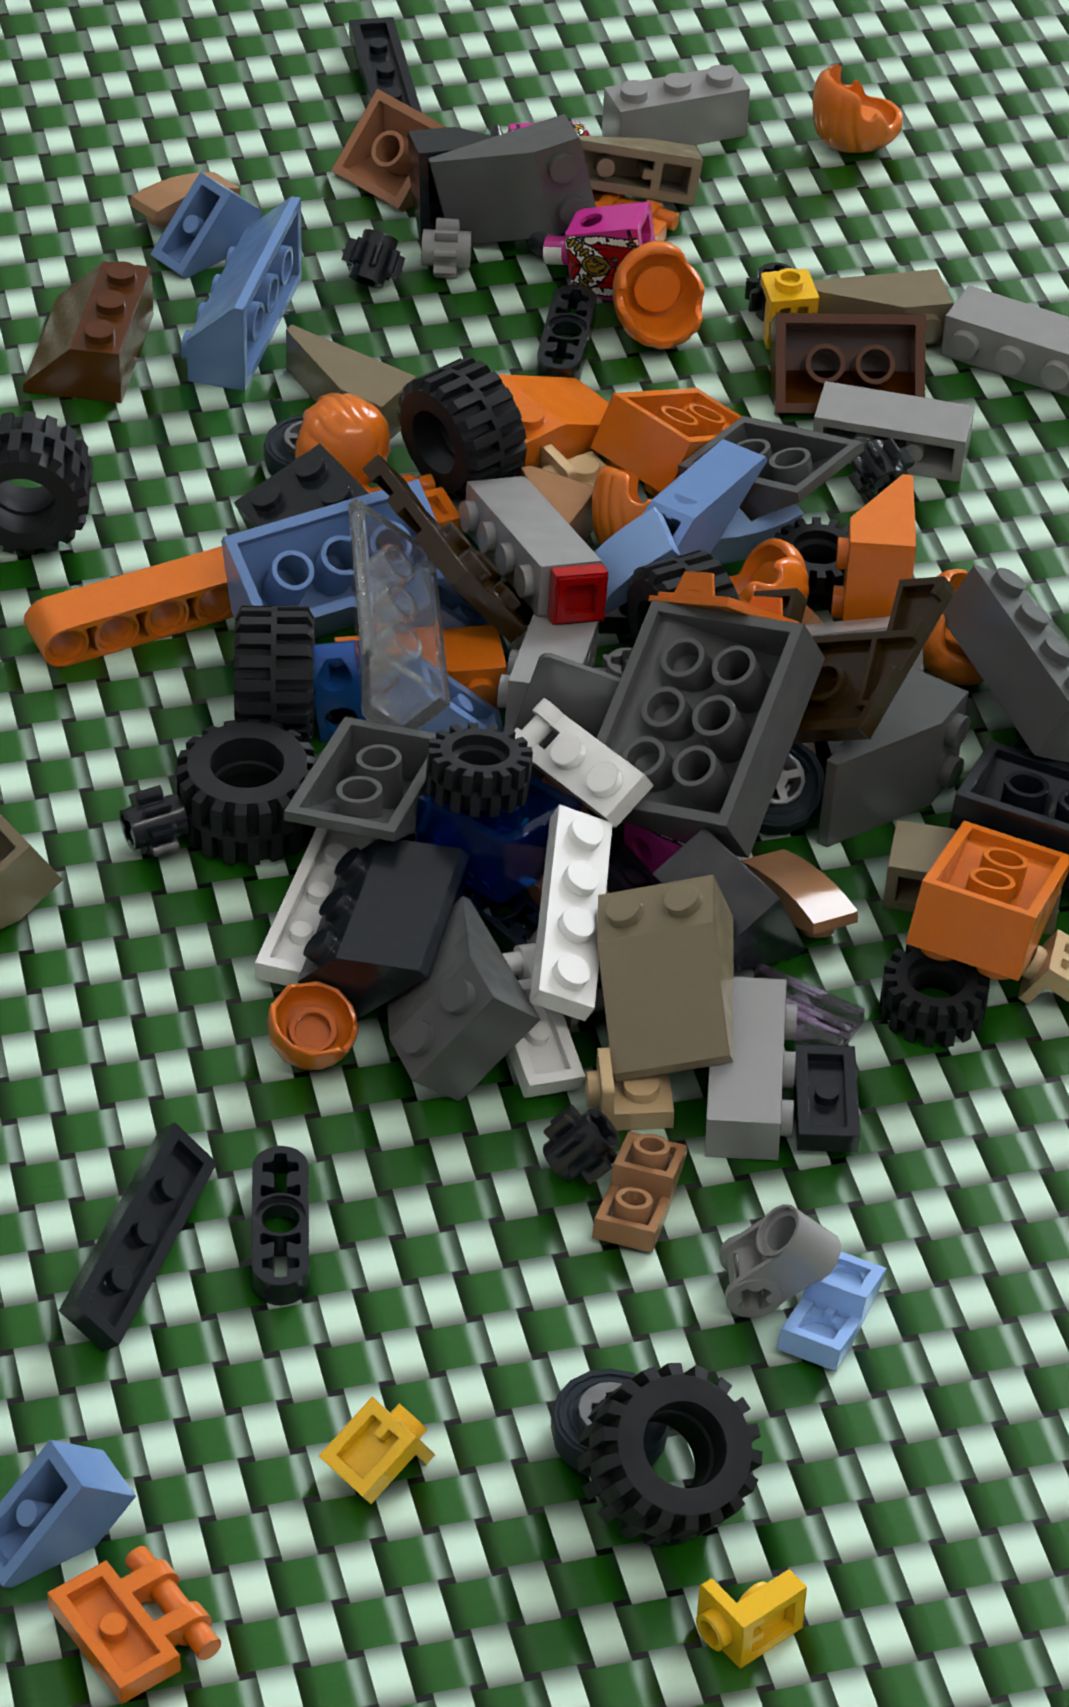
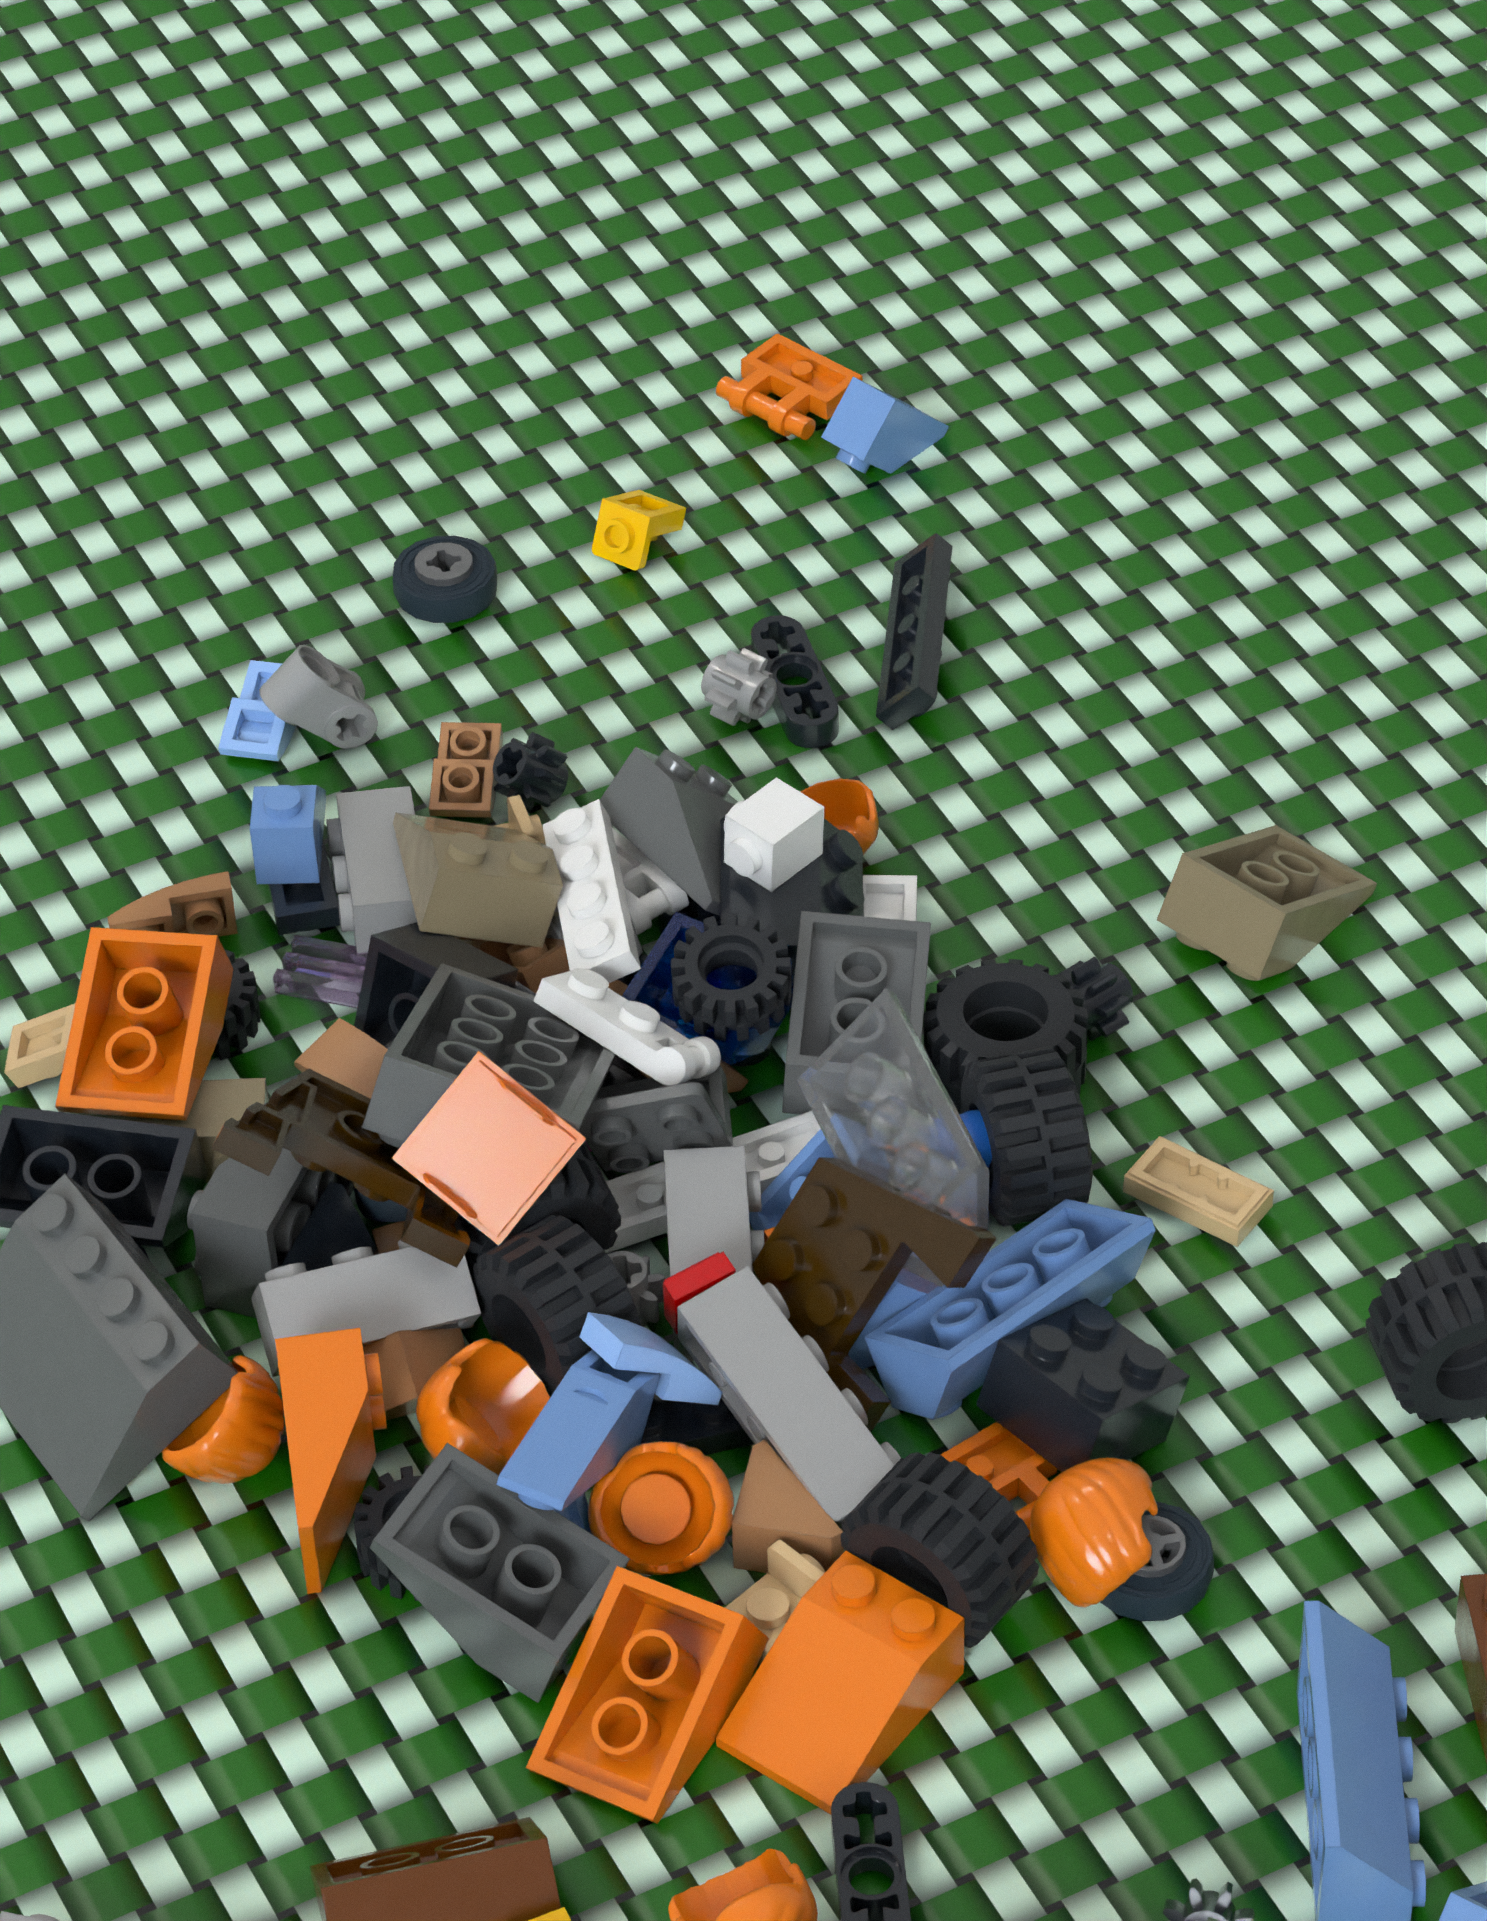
camera: 170 degrees right, 0 degrees up
(130, 609) = (1247, 1270): orange beam -> none
(146, 674) = (1198, 1191): none -> tan plate
(332, 368) = (1136, 1674): dark tan slope -> none
(345, 1195) = (738, 686): none -> light grey gear
(394, 898) = (773, 834): none -> white brick
(710, 1426) = (382, 515): black tyre -> none
(756, 1622) = (291, 466): yellow bracket -> none
(832, 1096) = (287, 833): none -> medium blue slope
(879, 466) = (354, 1690): black gear -> none
(930, 429) = (349, 1776): light grey brick -> none
(936, 1078) = (188, 907): none -> medium nougat slope

